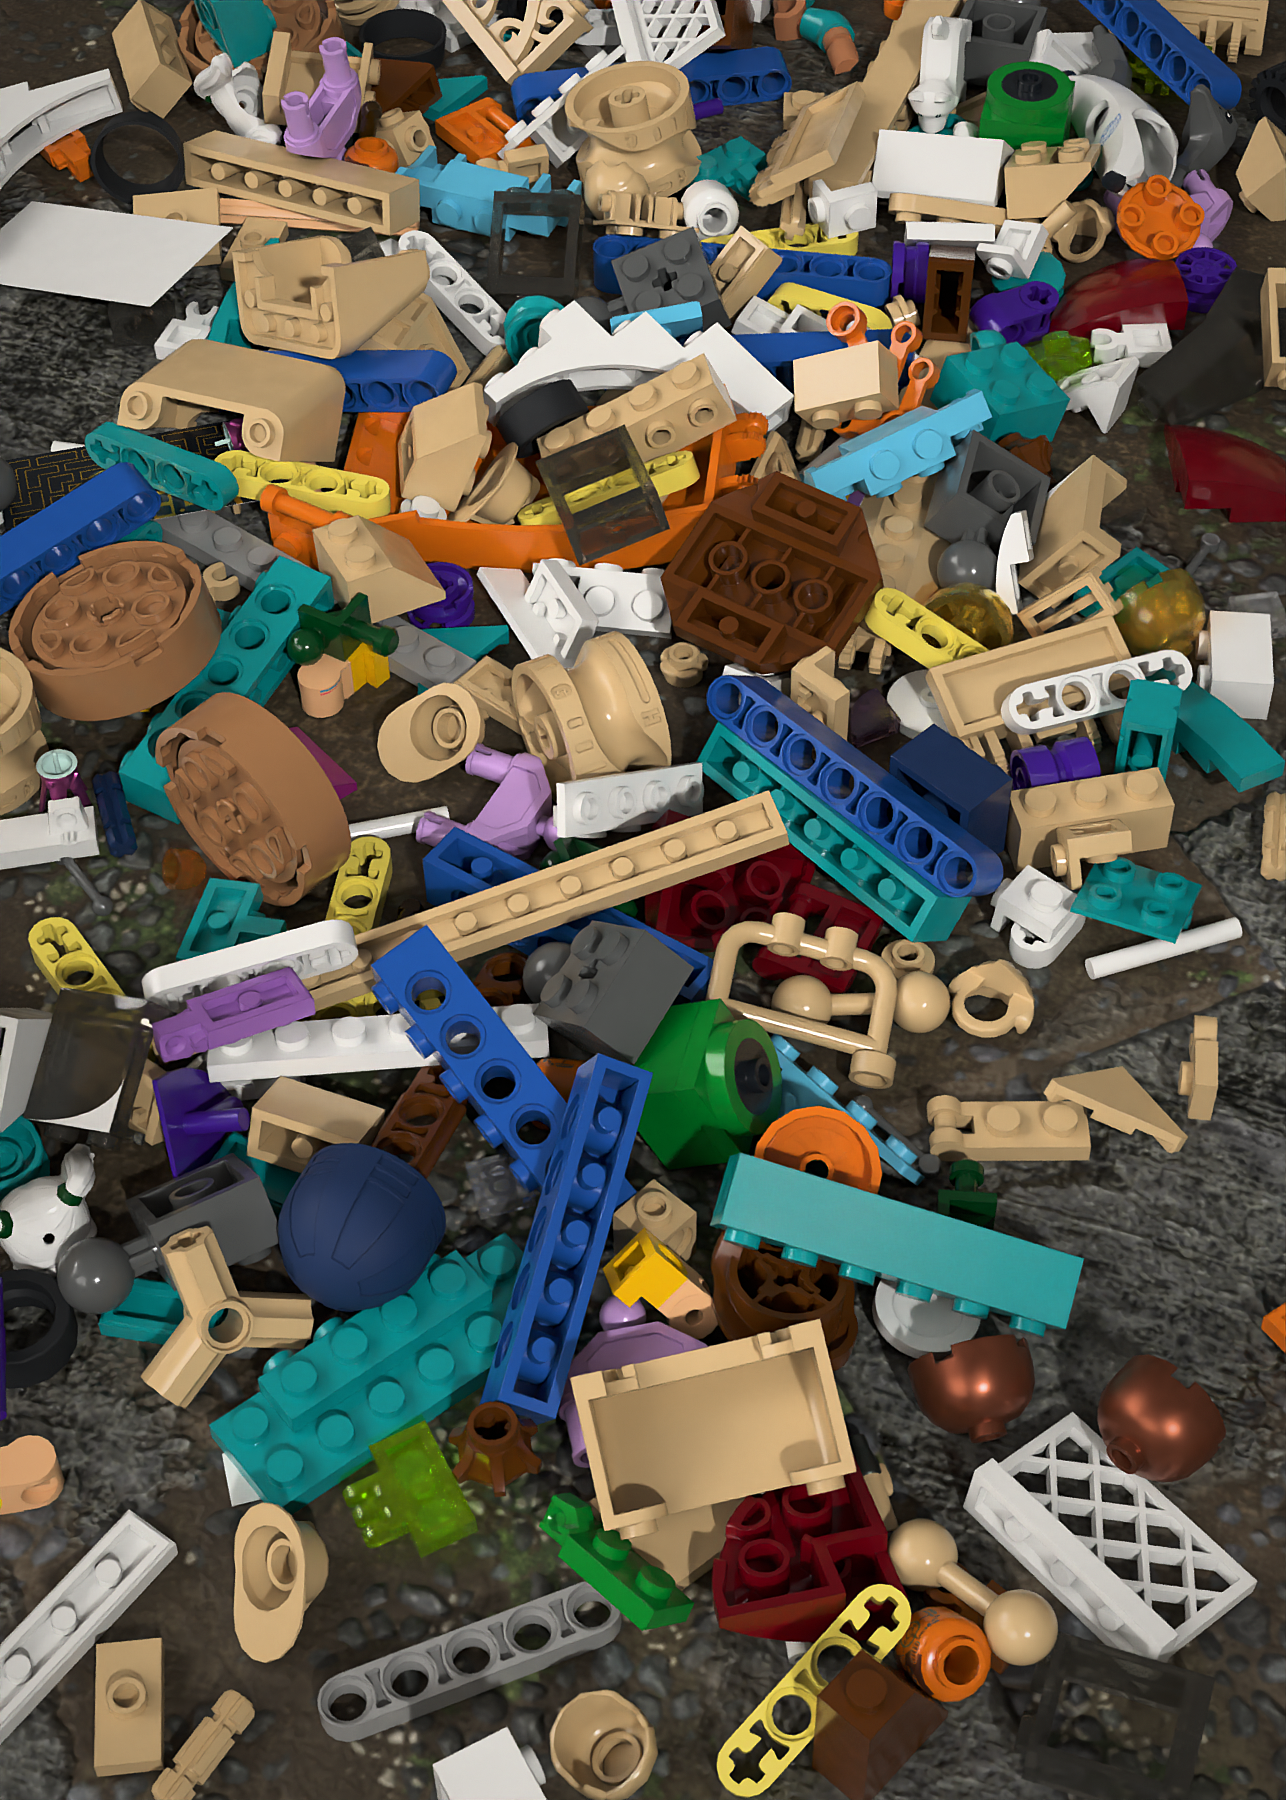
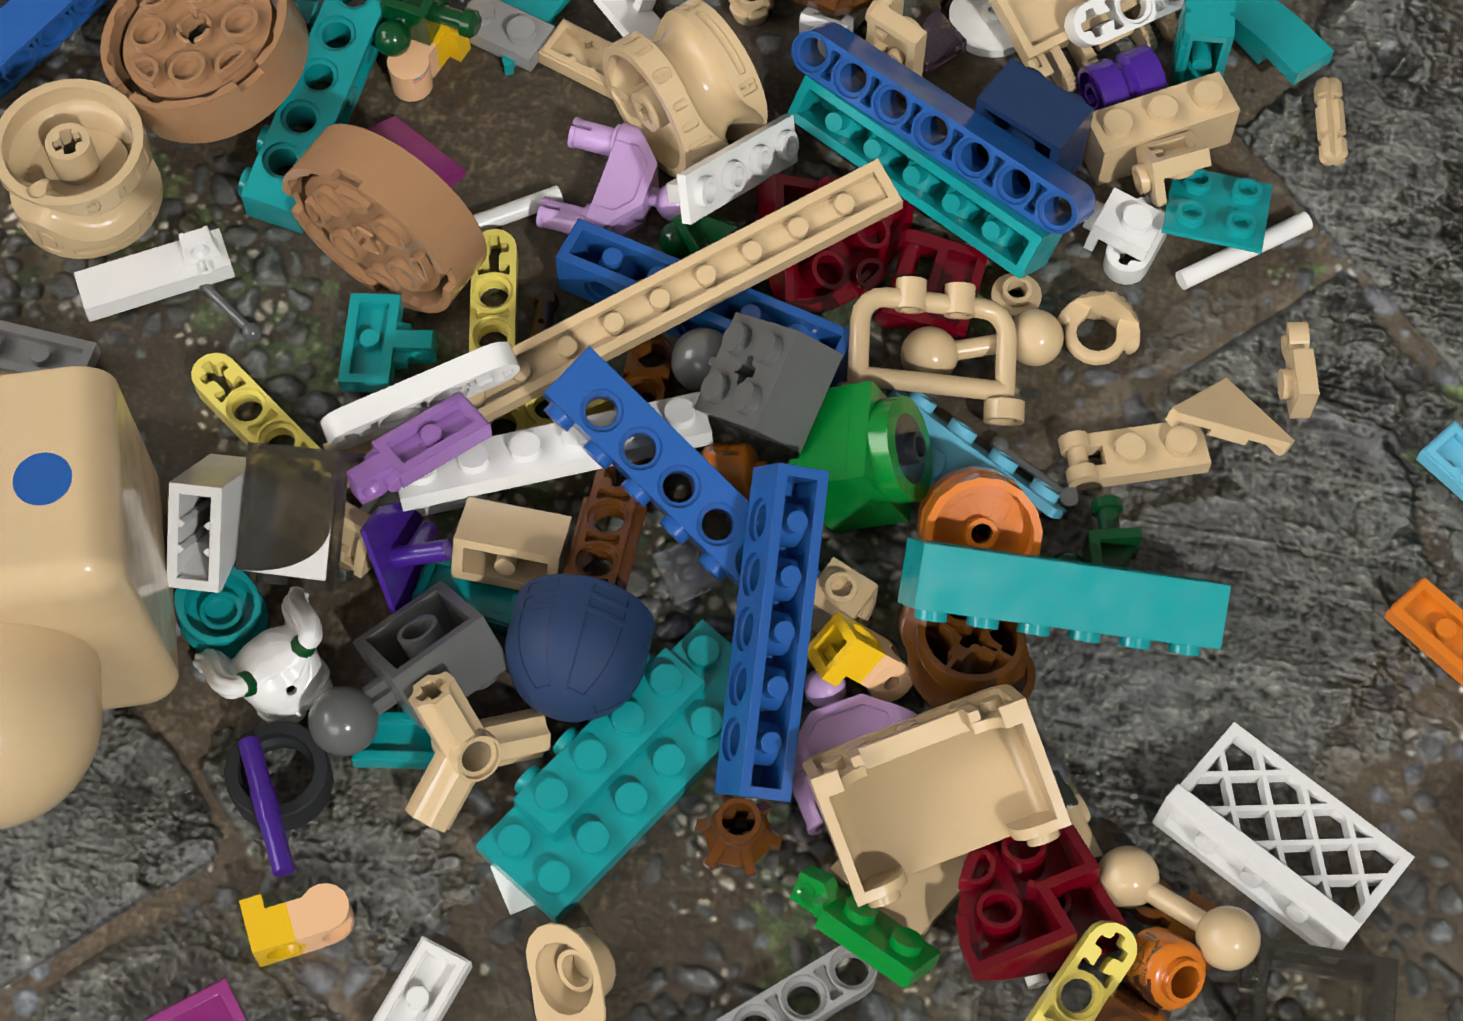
camera: 10 degrees left, 15 degrees up
(59, 773) = (182, 203): piece -> none
(114, 814) = (240, 233): dark blue axle -> none
(182, 869) = (320, 284): clear orange hinge -> none
(410, 1494) = (671, 884): clear neon green hinge -> none
(431, 733) = (528, 113): tan piece -> none
(920, 1326) = (1090, 664): white piece -> none
(975, 1386) = (1151, 717): copper cylinder -> none
(1156, 1422) = (1313, 731): copper cylinder -> none

